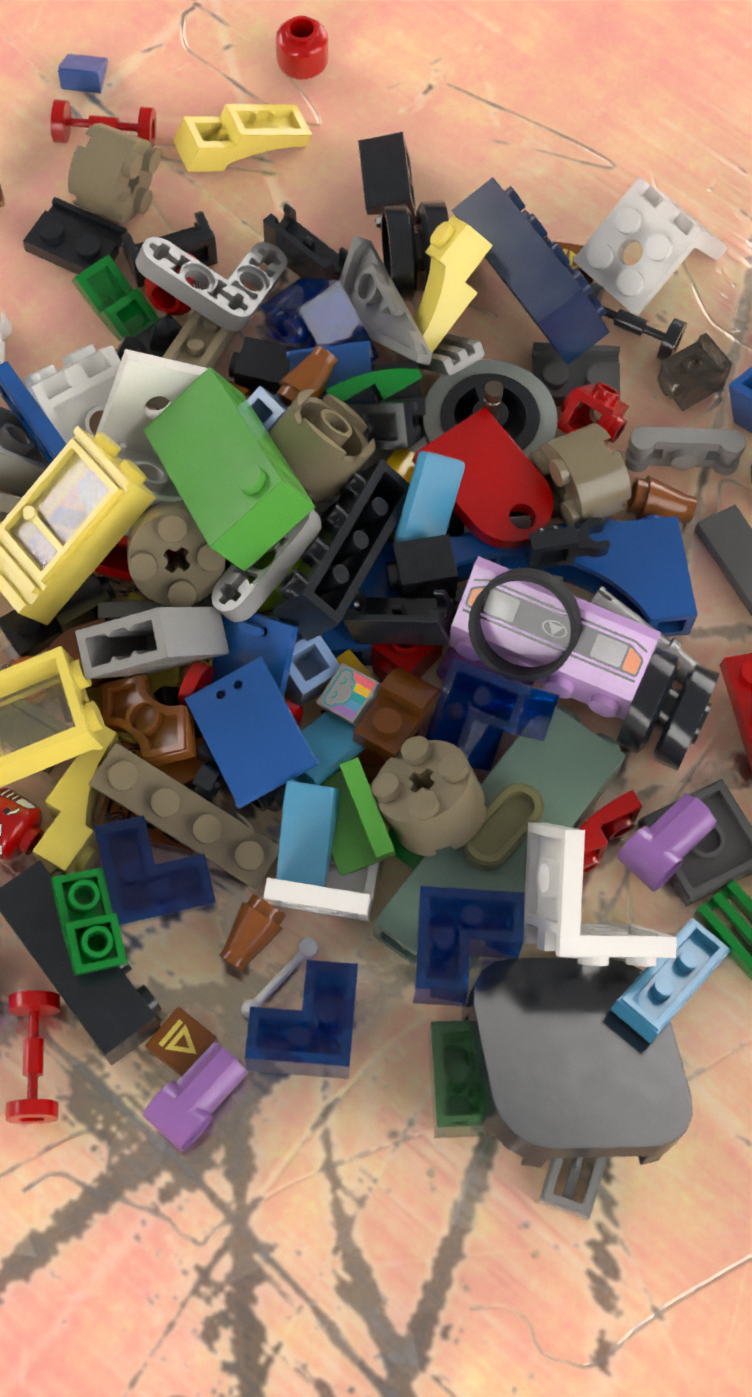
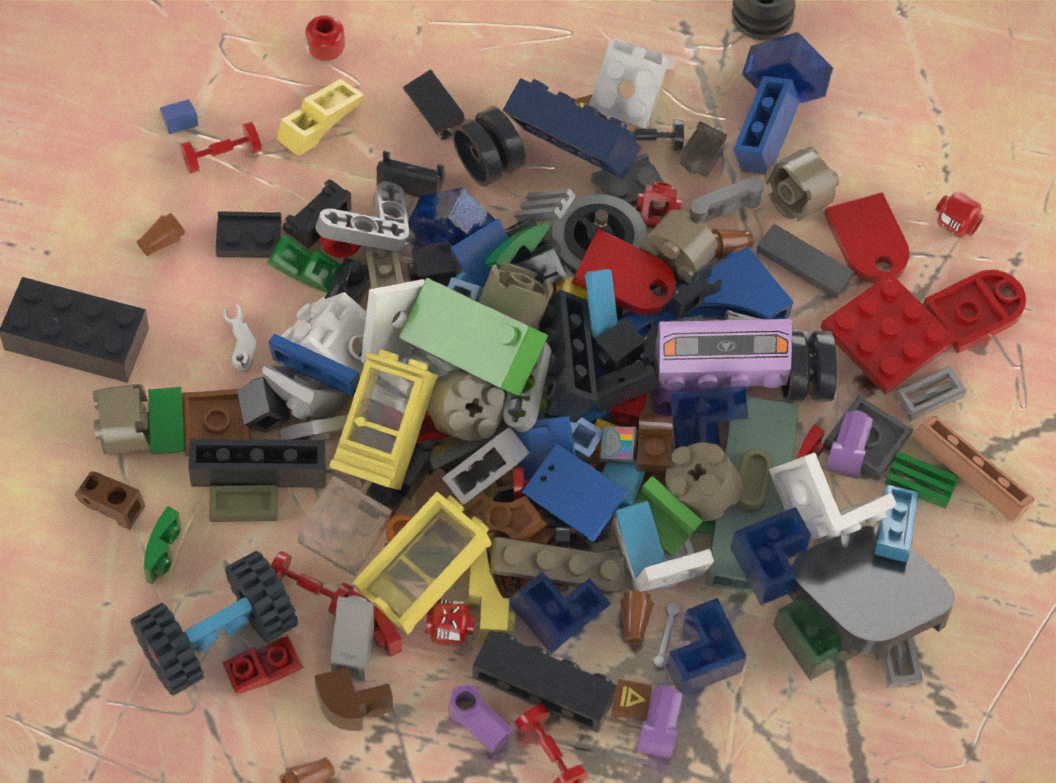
camera: 30 degrees left, 5 degrees down
(88, 921) = (543, 650): green slope -> none
(113, 173) = (255, 179): dark tan brick -> none
(308, 374) = (475, 262): dark orange cone -> none
(380, 303) = (489, 191): light grey wing -> none
(454, 256) = (530, 166): light yellow slope -> none
(502, 666) = (728, 376): black tyre -> none

